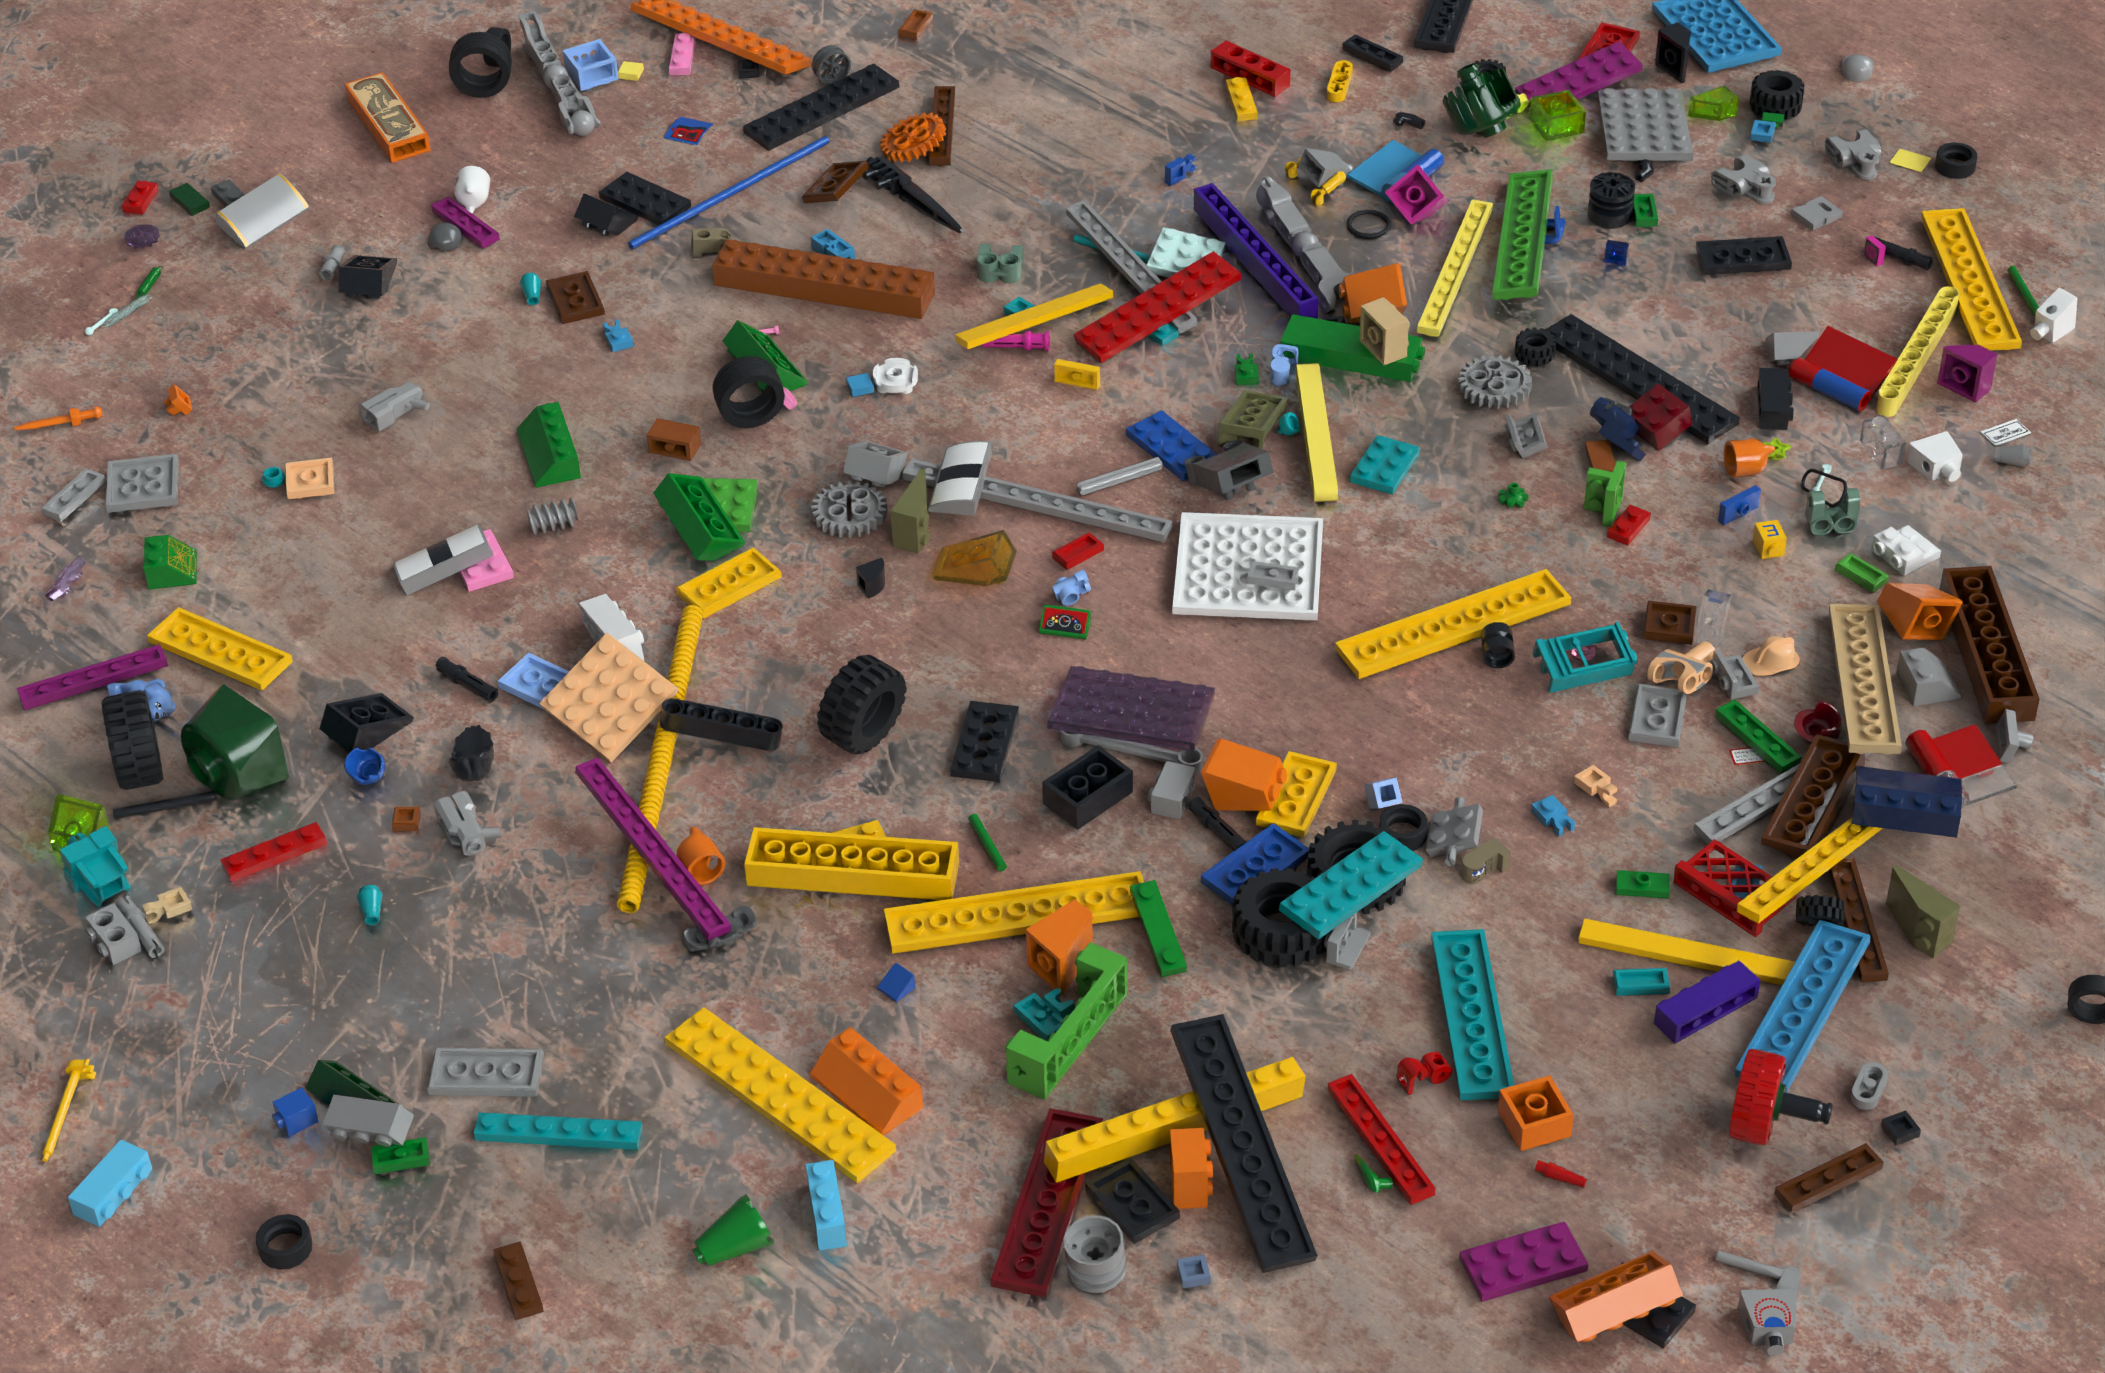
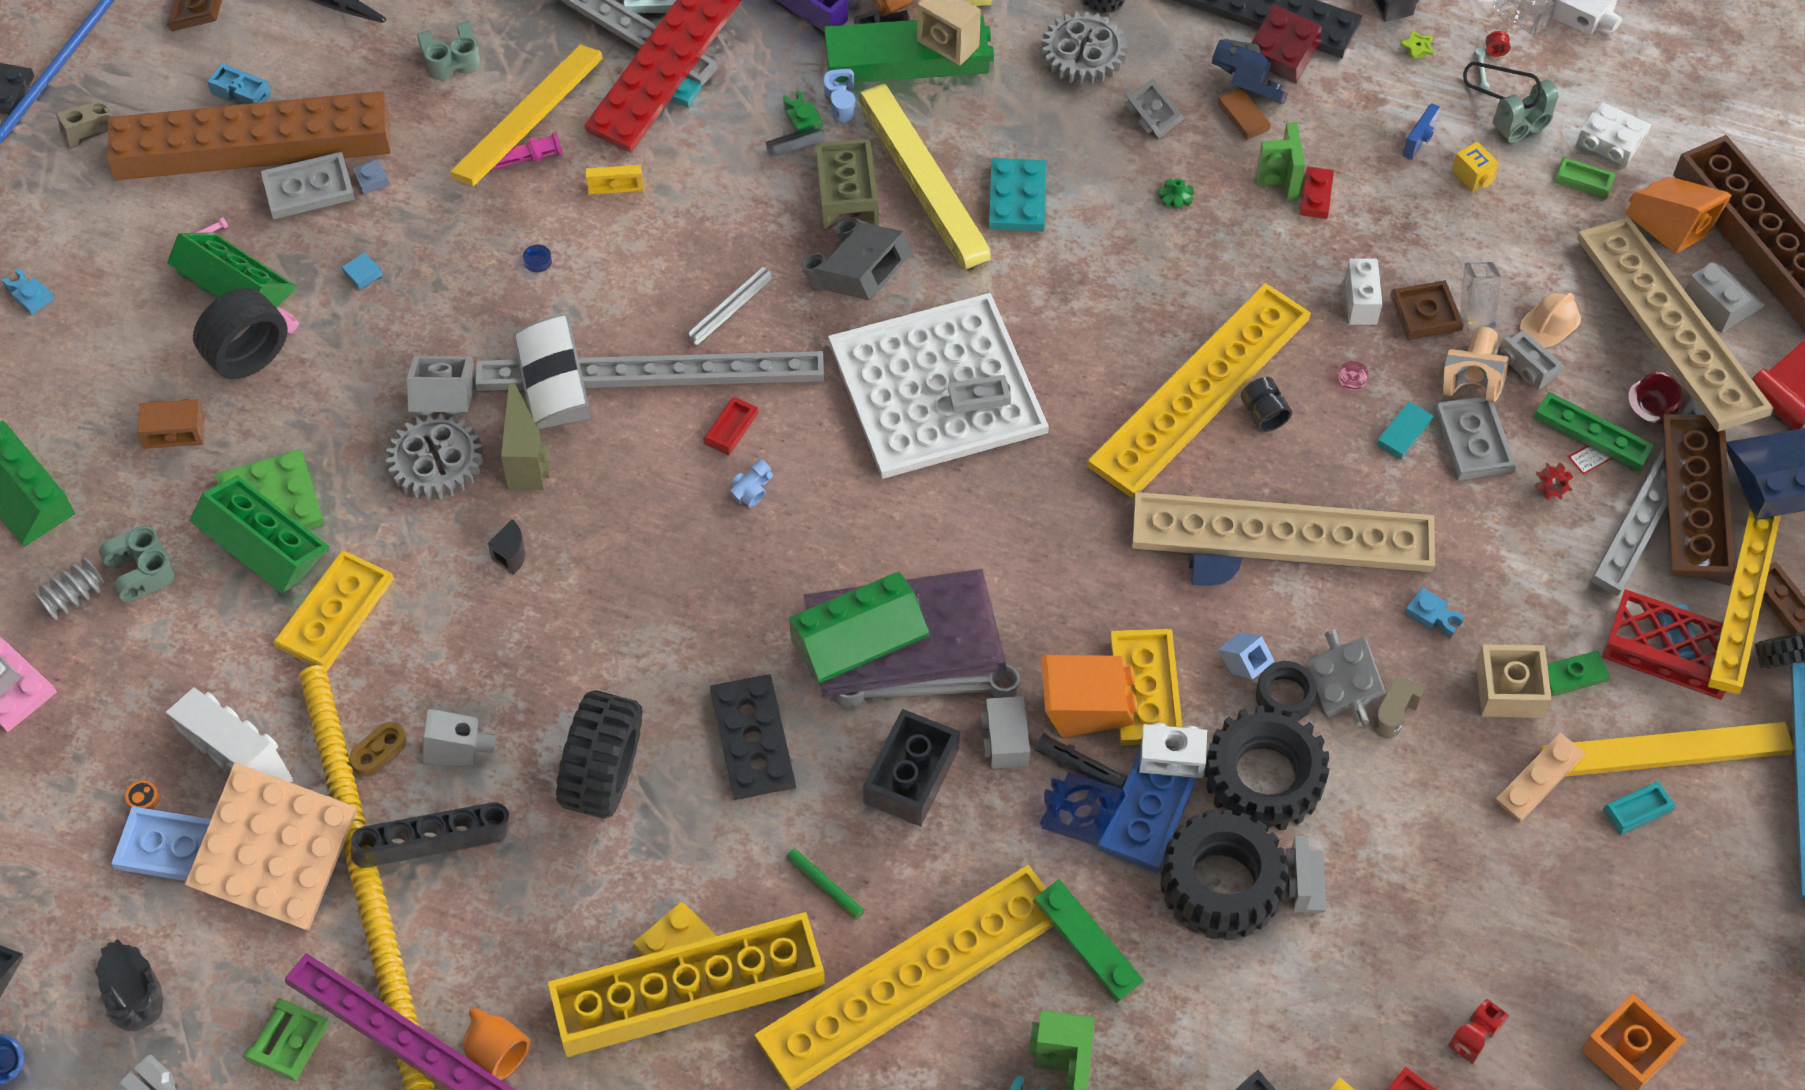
camera: 25 degrees left, 15 degrees up
(459, 675) = (55, 869): black pin -> none
(541, 650) = (142, 795): none -> tile
(562, 816) = (294, 1044): none -> bright green plate
(609, 516) = (144, 578): none -> sand green piece
(714, 670) = (376, 749): none -> pearl gold plate
(767, 675) = (454, 739): none -> light grey torso
(849, 321) = (307, 185): none -> light grey plate
(886, 381) = (401, 259): white plate -> none
(898, 328) = (370, 176): none -> sand blue plate
(977, 561) = (621, 482): clear yellow slope -> none
(993, 410) = (537, 258): none -> clear blue tile
(1017, 305) = (500, 106): teal plate -> none
(1057, 941) = (993, 1014): orange slope -> none
(1065, 621) = (766, 533): slope -> none
(1094, 686) = (858, 627): none -> slope
(1169, 441) = (765, 241): blue plate -> none
(1212, 853) = (1056, 800): none -> clear blue piece
(1229, 384) = (795, 140): none -> black tile
(1287, 831) = (1158, 759): none -> white brick
(1288, 424) = (887, 175): teal tile -> none
(1350, 885) = (1291, 811): teal plate -> none
(1392, 736) = (1213, 569): none -> dark blue brick
(1464, 730) = (1284, 532): none -> tan plate
(1472, 1013) = (1490, 927): teal plate -> none
(1559, 667) = (1346, 409): teal door -> none
(1570, 936) = (1540, 777): none -> light nougat plate
(1584, 868) = (1513, 681): none -> tan brick
(1595, 781) = (1458, 553): light nougat plate -> none
(1603, 695) = (1405, 430): none -> teal tile
(1622, 595) = (1363, 291): none -> white brick
(1705, 750) = (1561, 480): none -> red gear
(1706, 1001) = (1725, 813): dark purple brick -> none
(1746, 457) = (1400, 69): orange piece -> none
(1840, 469) = (1497, 43): none -> red bush

